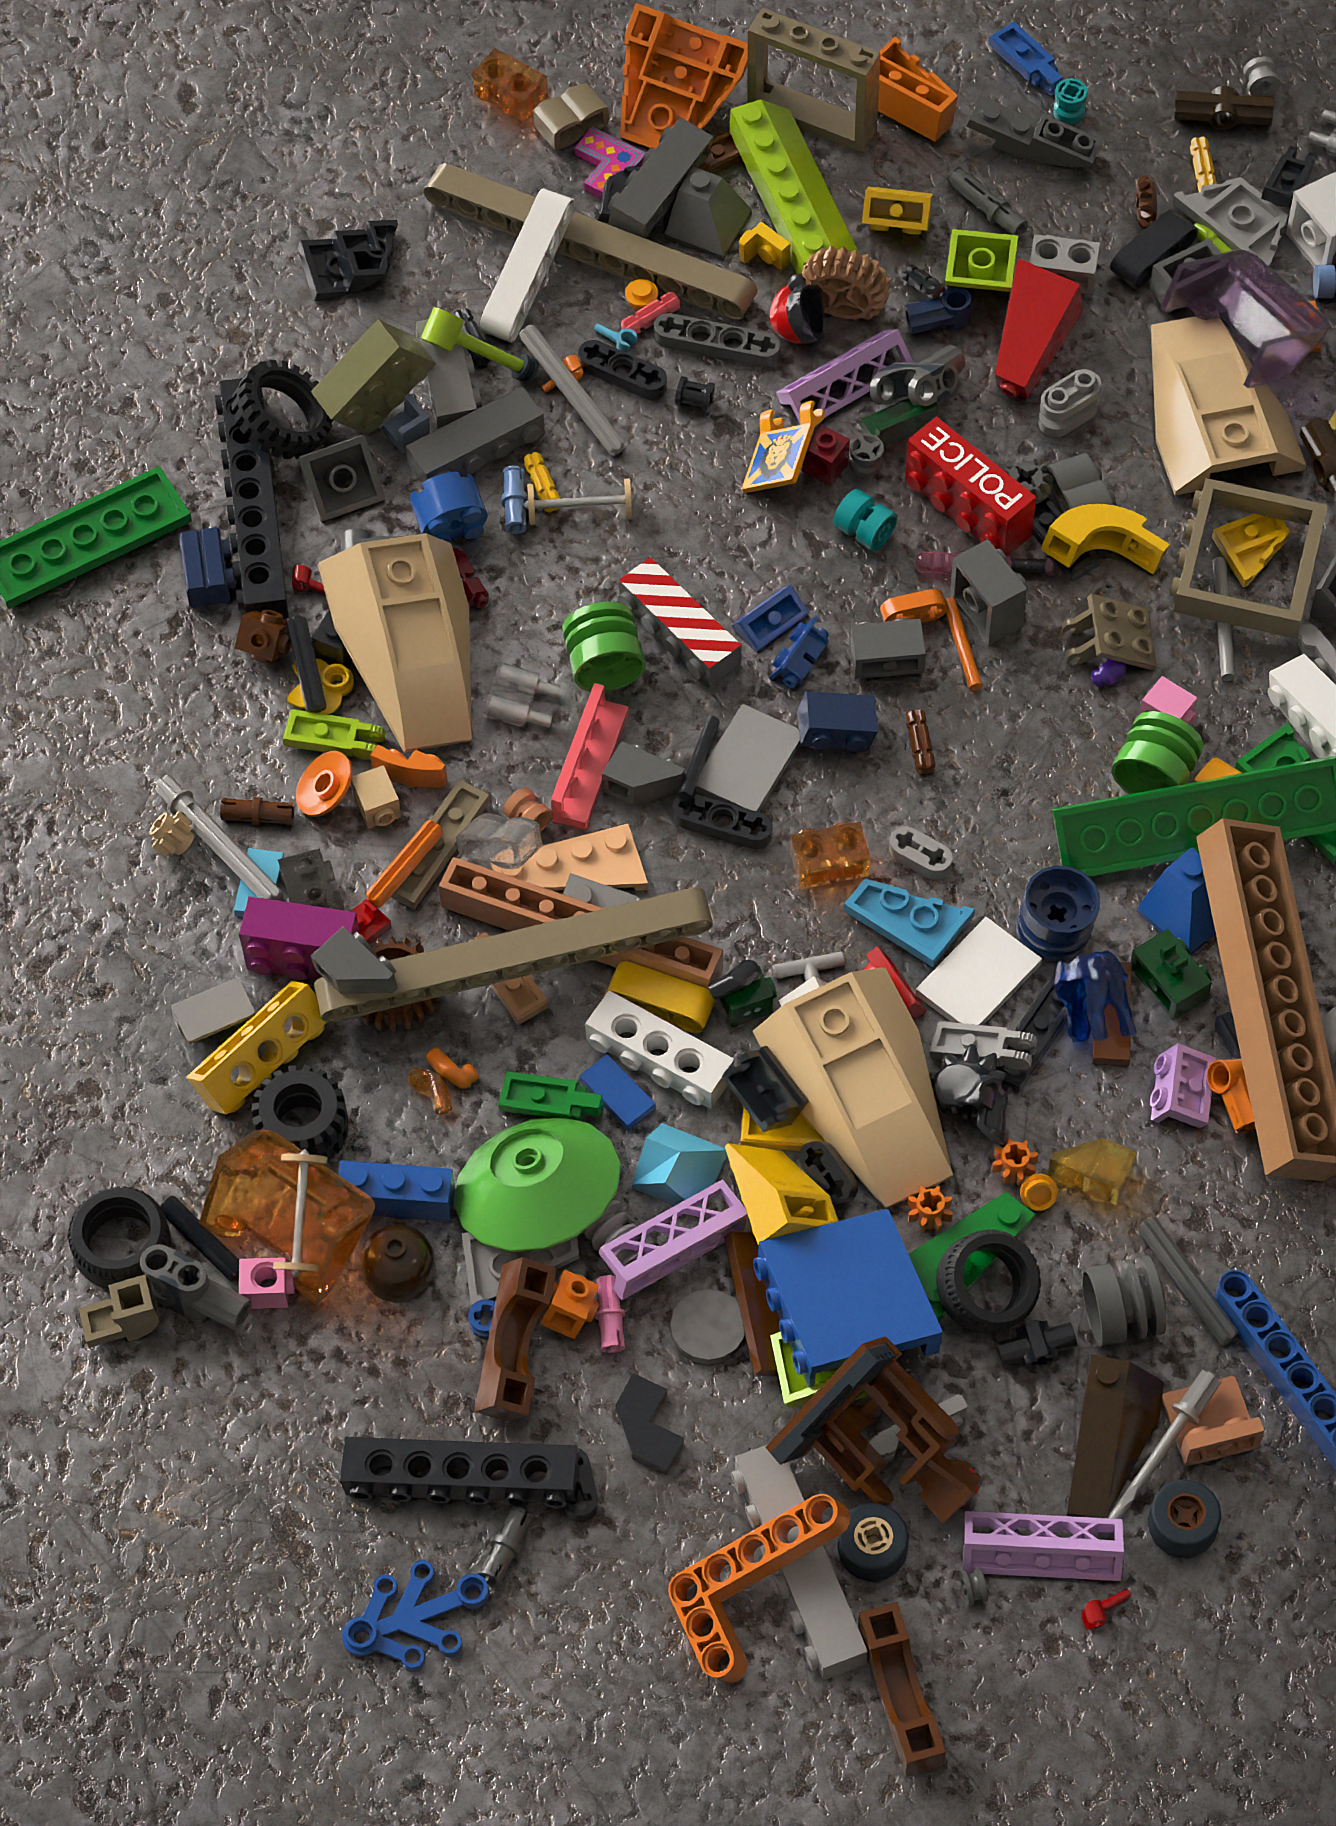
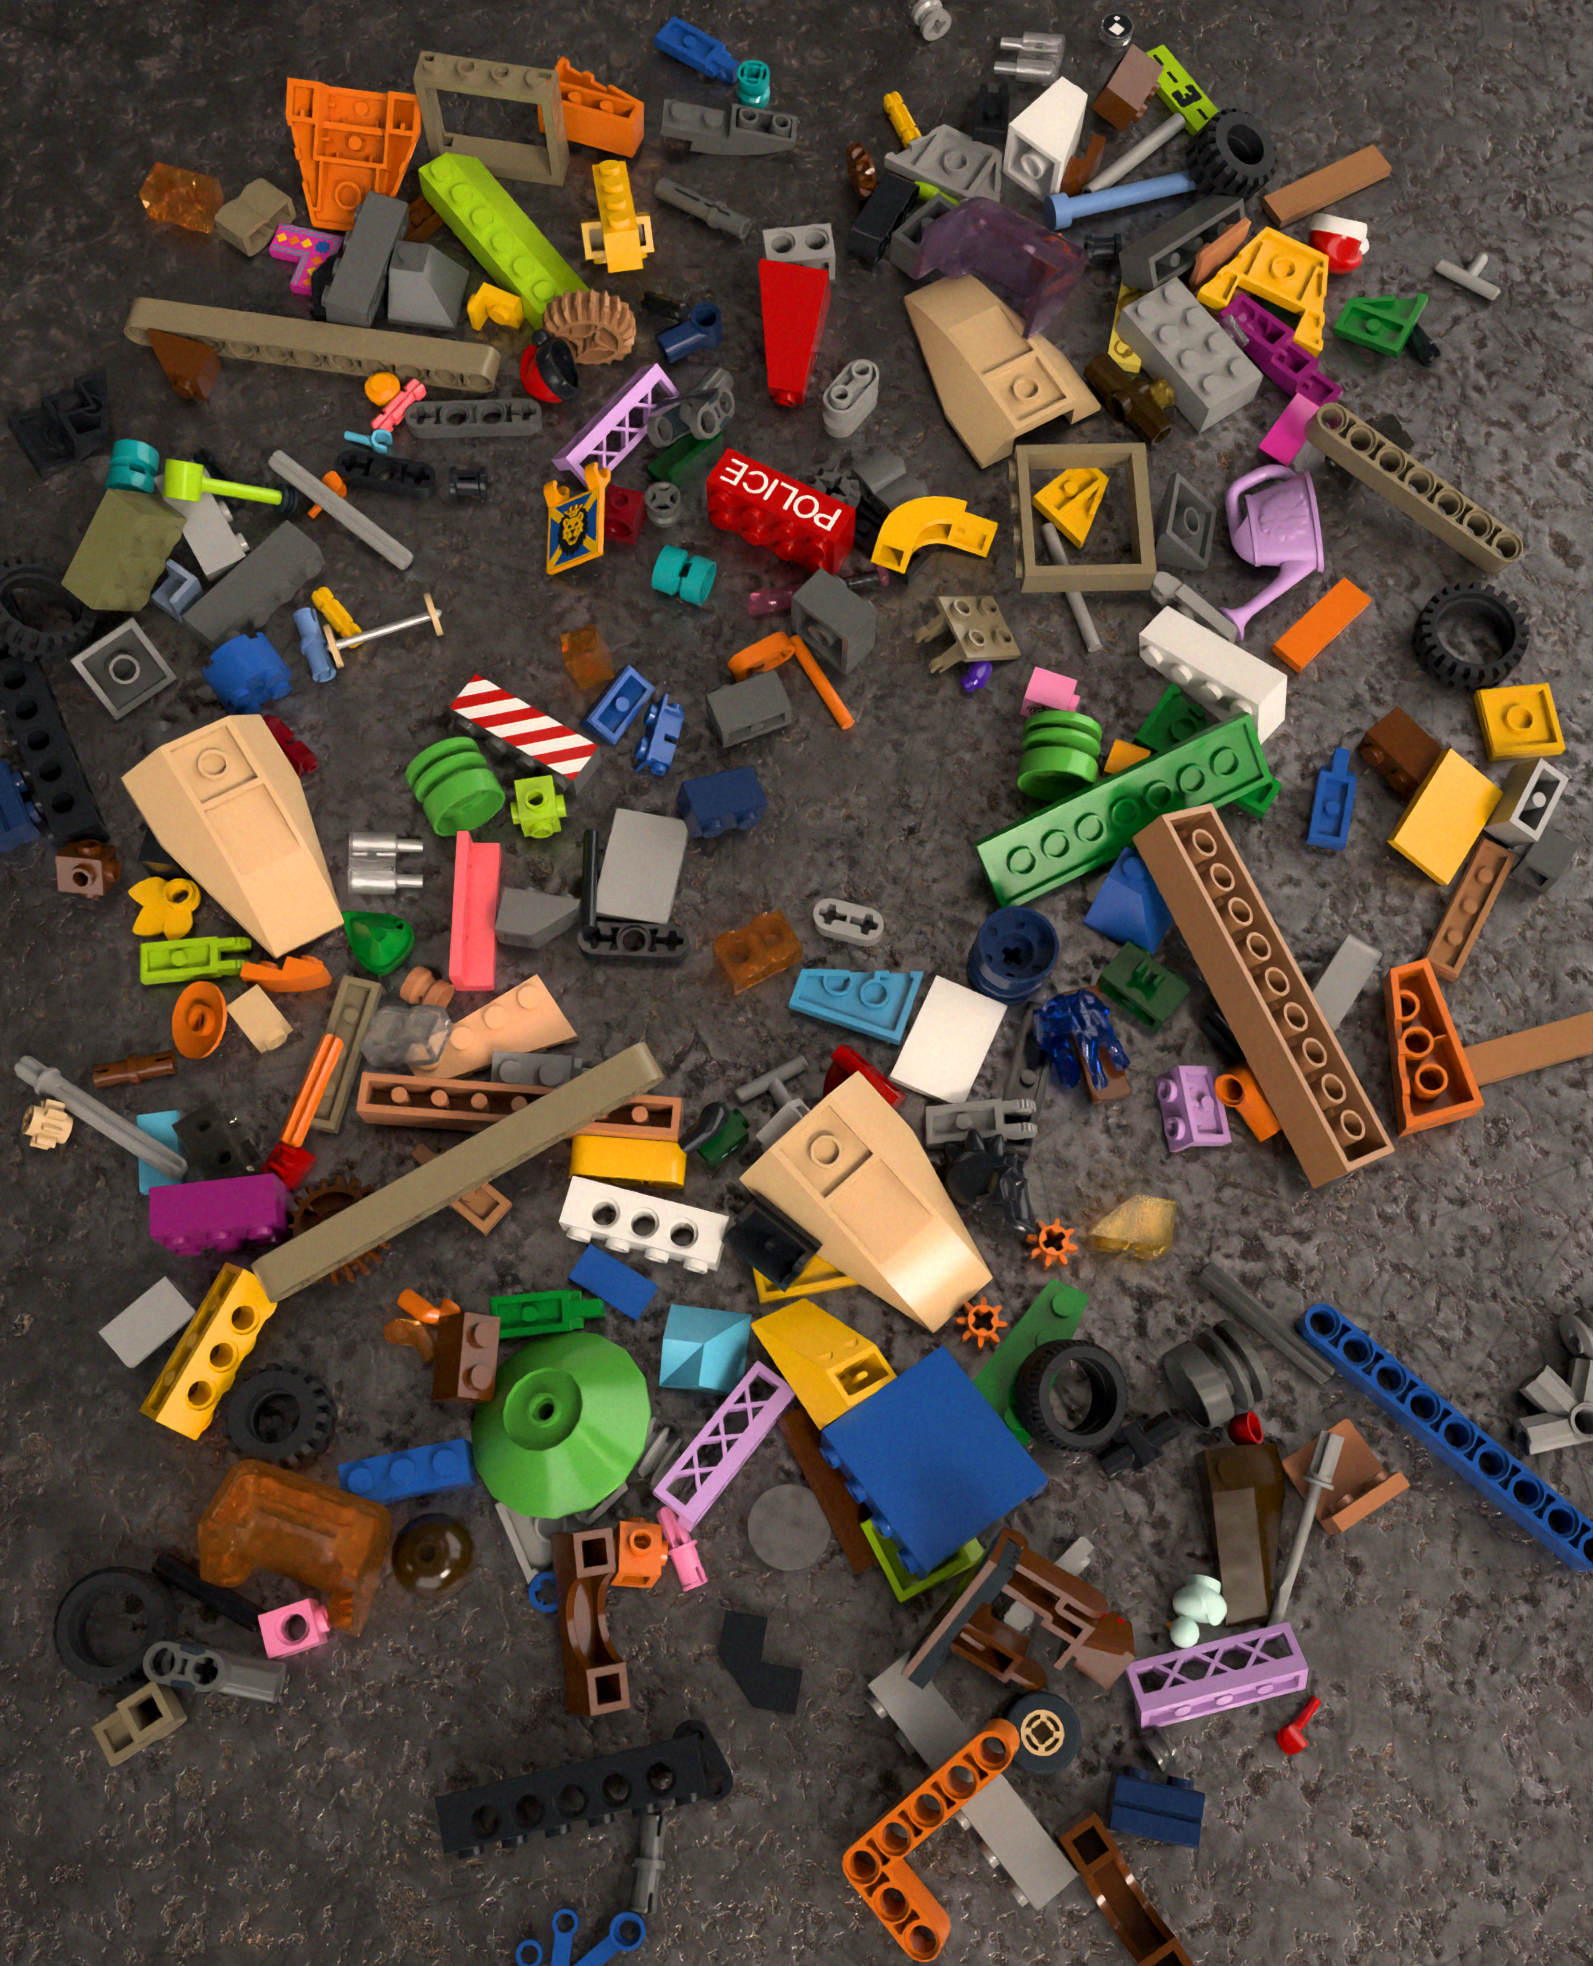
camera: 20 degrees left, 10 degrees up
(302, 580) = (112, 790): red hand -> none
(303, 1160) = (324, 1611): axle -> none
(306, 664) = (141, 889): black axle -> none
(351, 966) = (284, 1244): dark grey slope -> none
(399, 307) = (132, 467): none -> teal wheel
(471, 231) = (187, 364): none -> reddish brown slope
(472, 1112) = (466, 1358): none -> reddish brown brick
(498, 761) = (378, 940): none -> green piece
(527, 265) = (255, 386): white beam -> none
(671, 683) = (538, 806): none -> lime brick
(755, 568) = (587, 656): none -> clear orange brick
(834, 1167) = (863, 1312): black beam -> none
(900, 191) = (617, 216): none -> yellow arch
(920, 741) = (811, 799): reddish brown axle -> none
(952, 1628) = (1154, 1809): none -> dark blue brick
(981, 260) = (719, 270): lime slope -> none
(1038, 1192) = (1086, 1270): light orange plate -> none
(1044, 1483) = (1196, 1602): none -> light aqua animal
(1141, 1356) = (1245, 1429): none -> red hinge
(1186, 1504) = (1365, 1594): black wheel -> none
(1224, 107) = (904, 57): dark brown piece -> none

